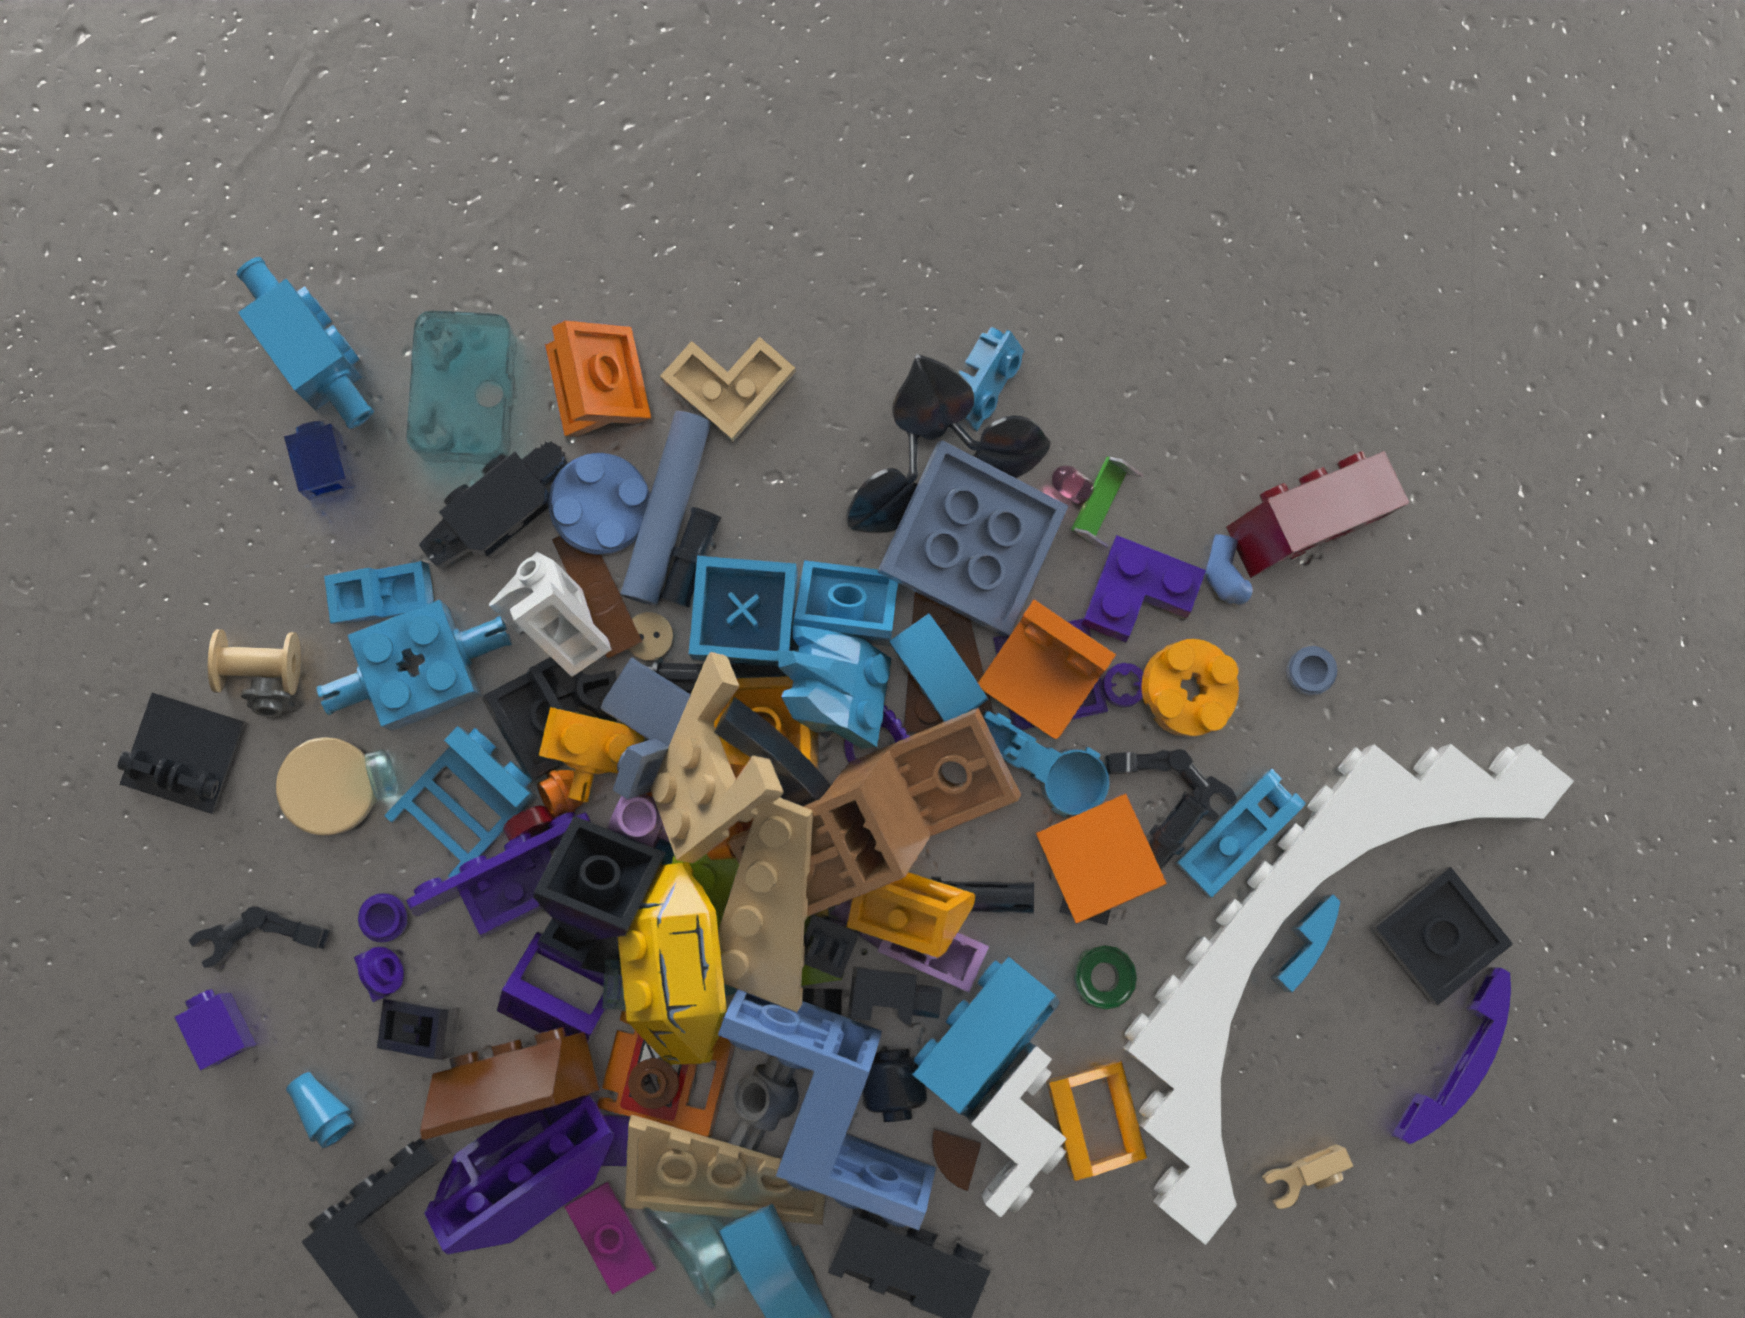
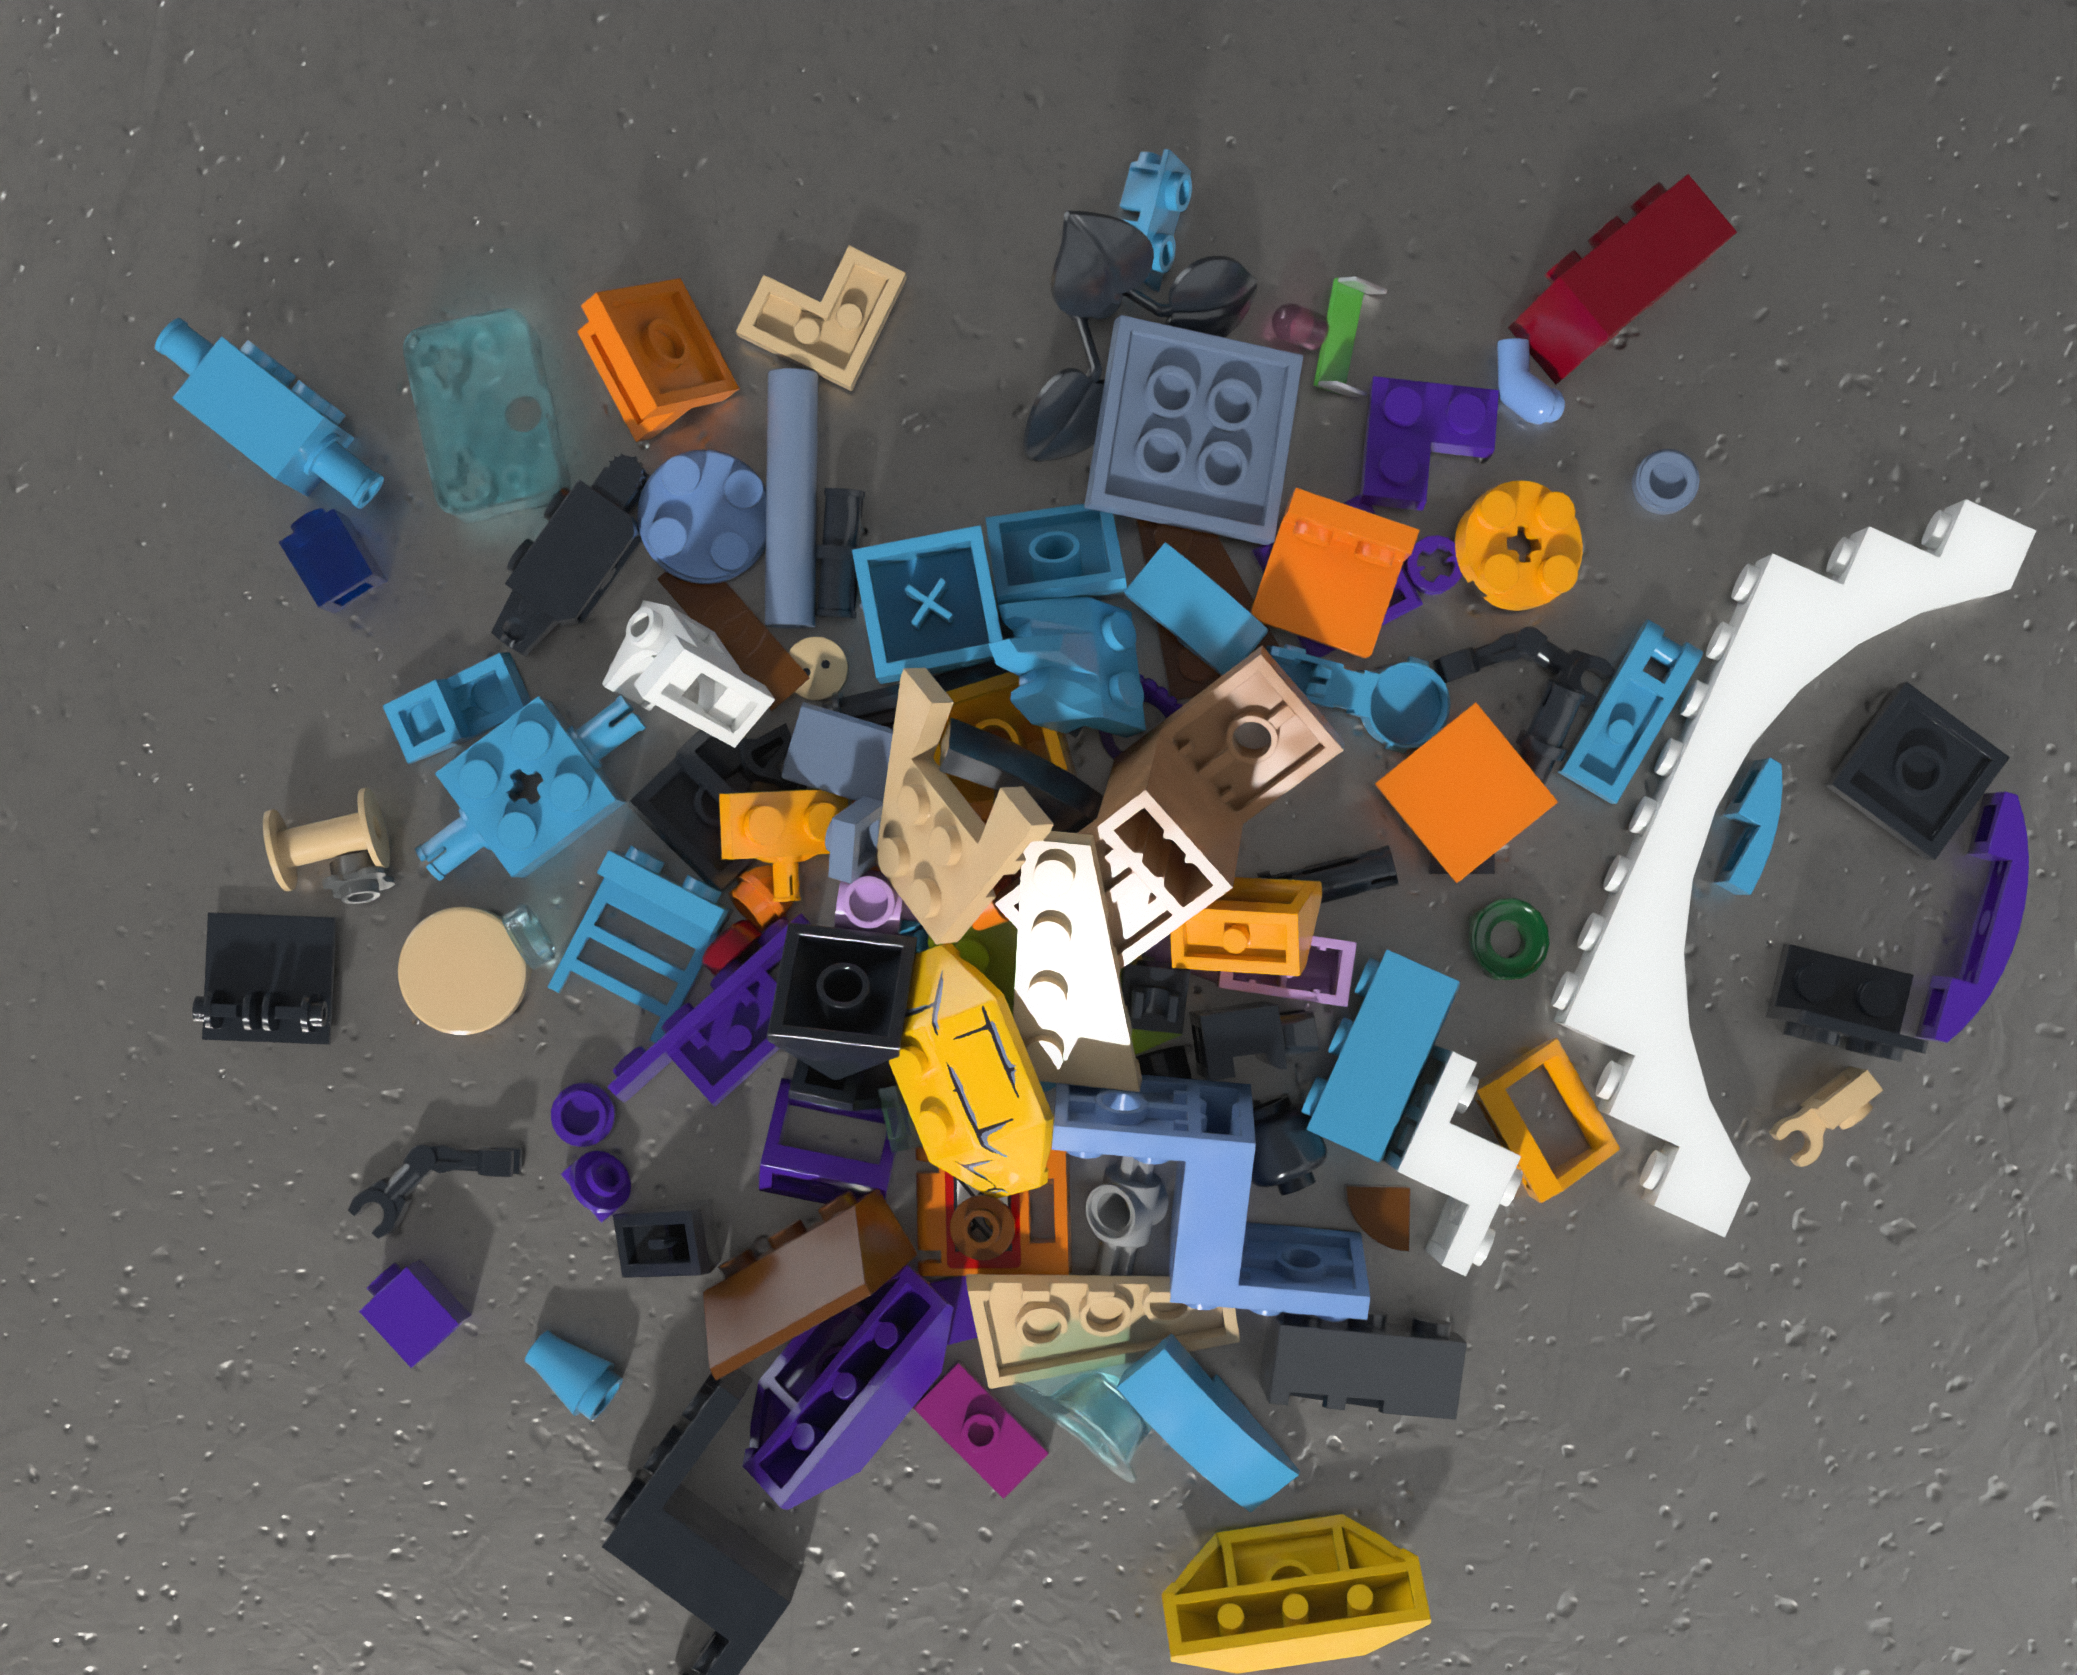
camera: 15 degrees left, 5 degrees up
(1339, 1088) = (1838, 997): none -> black bracket

